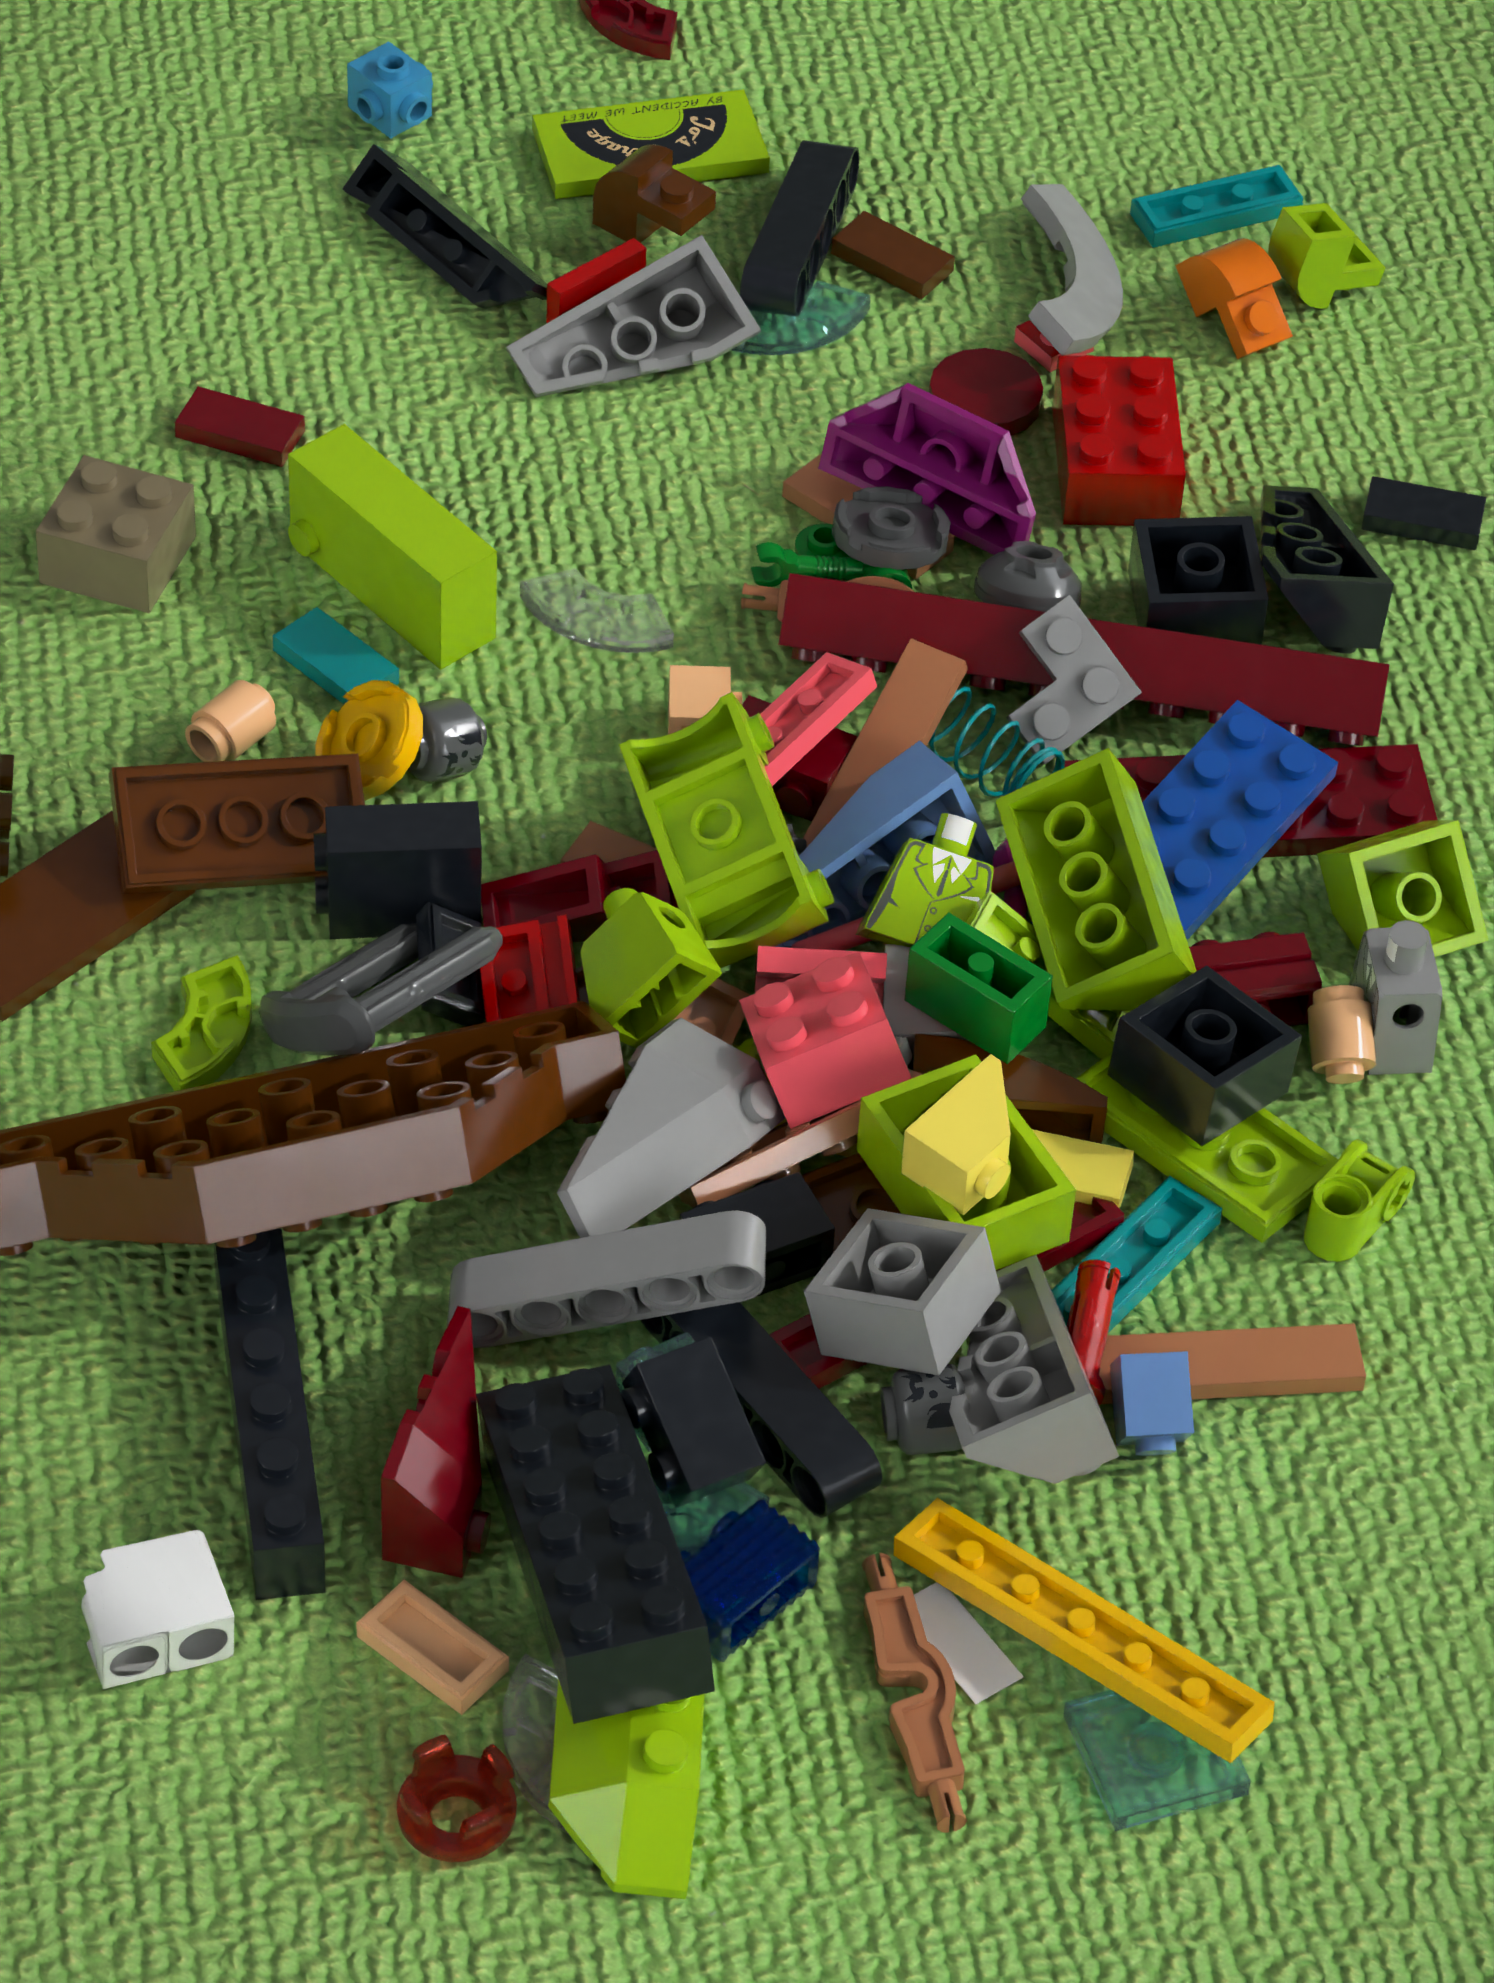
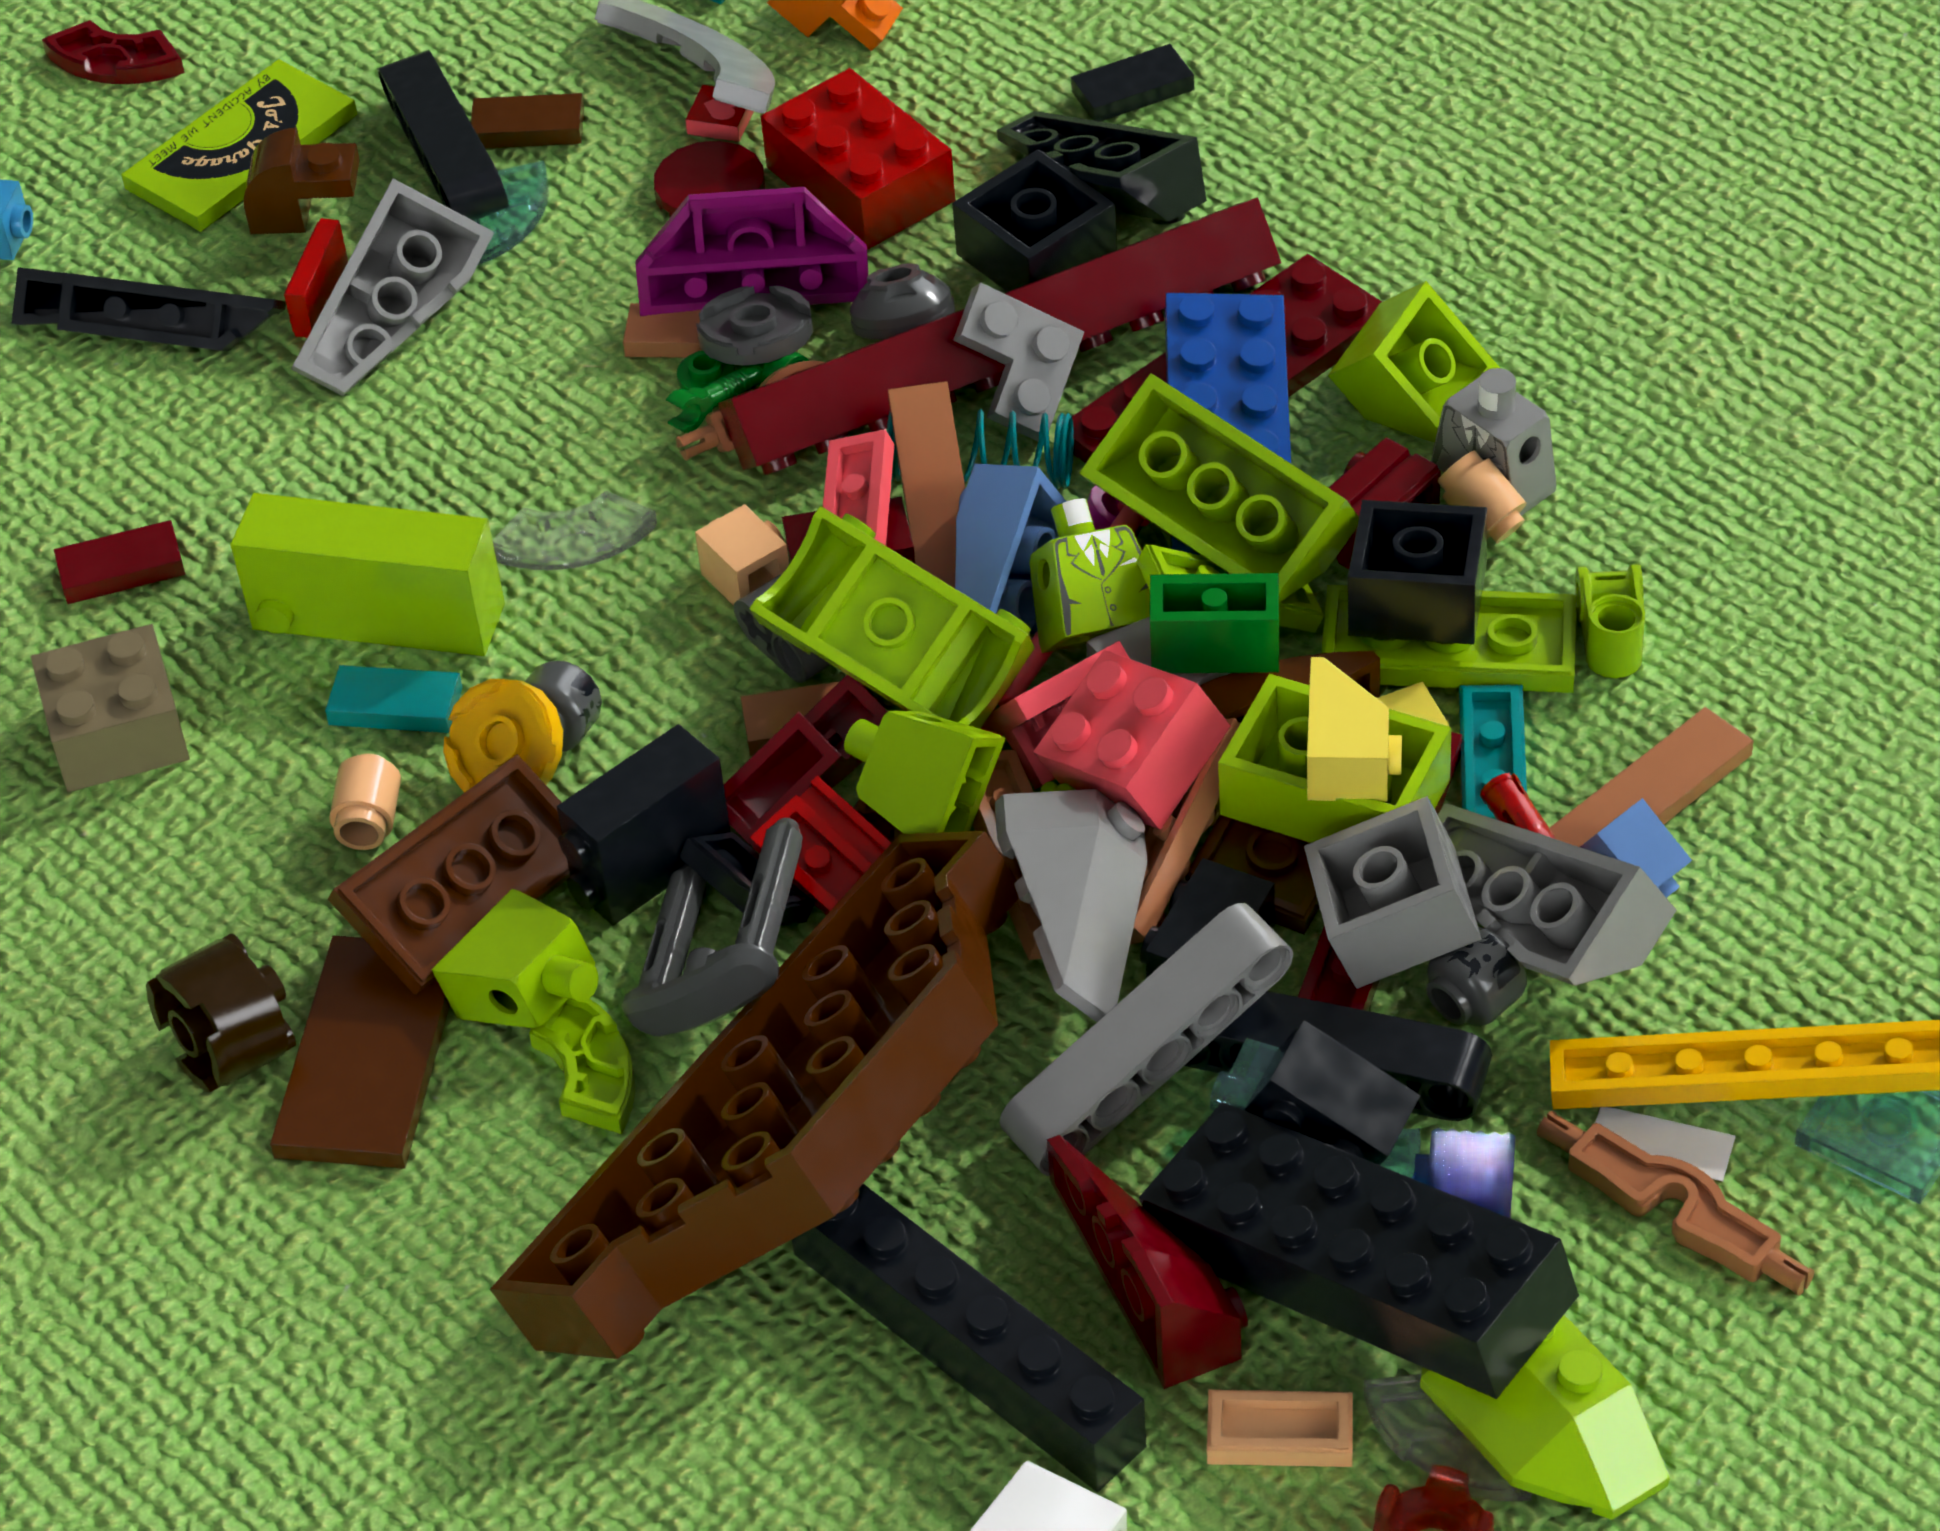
camera: 30 degrees left, 0 degrees up
(211, 917) = (517, 965): none -> lime torso

